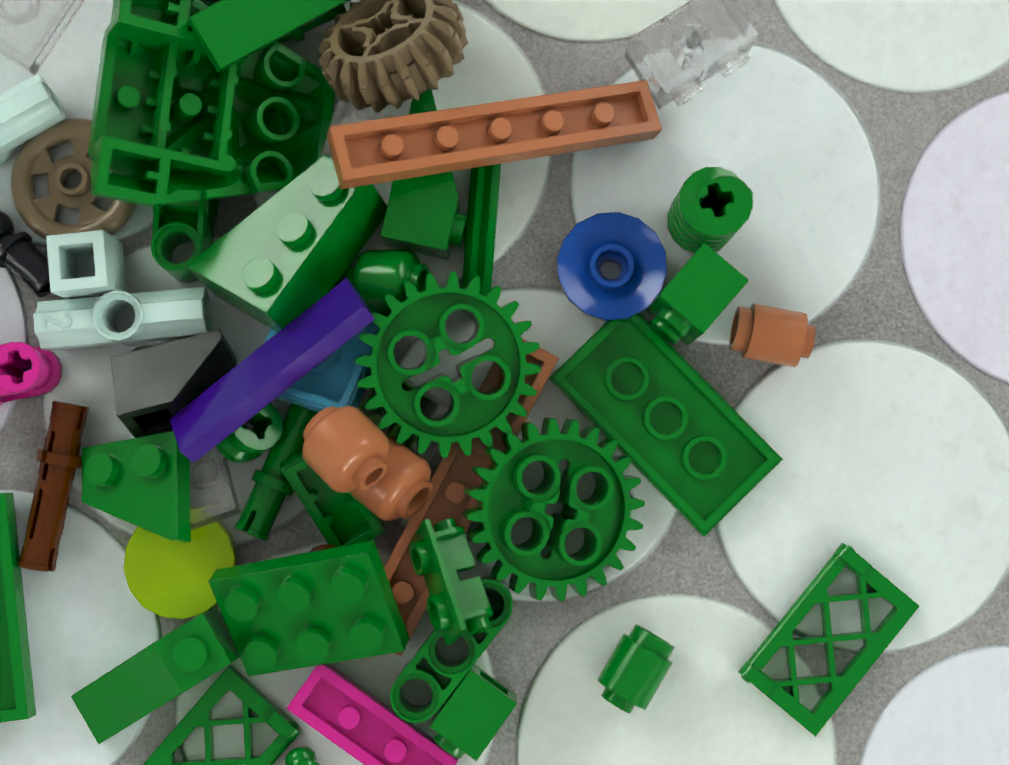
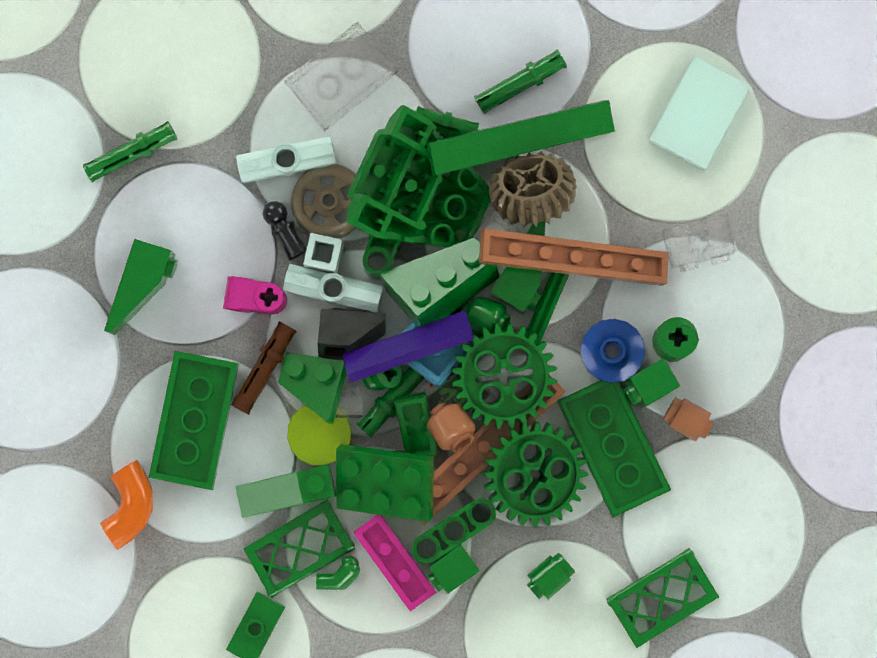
camera: 25 degrees right, 0 degrees up
(345, 449) = (435, 403): nougat head -> none
(451, 602) = (466, 476): green hinge -> none

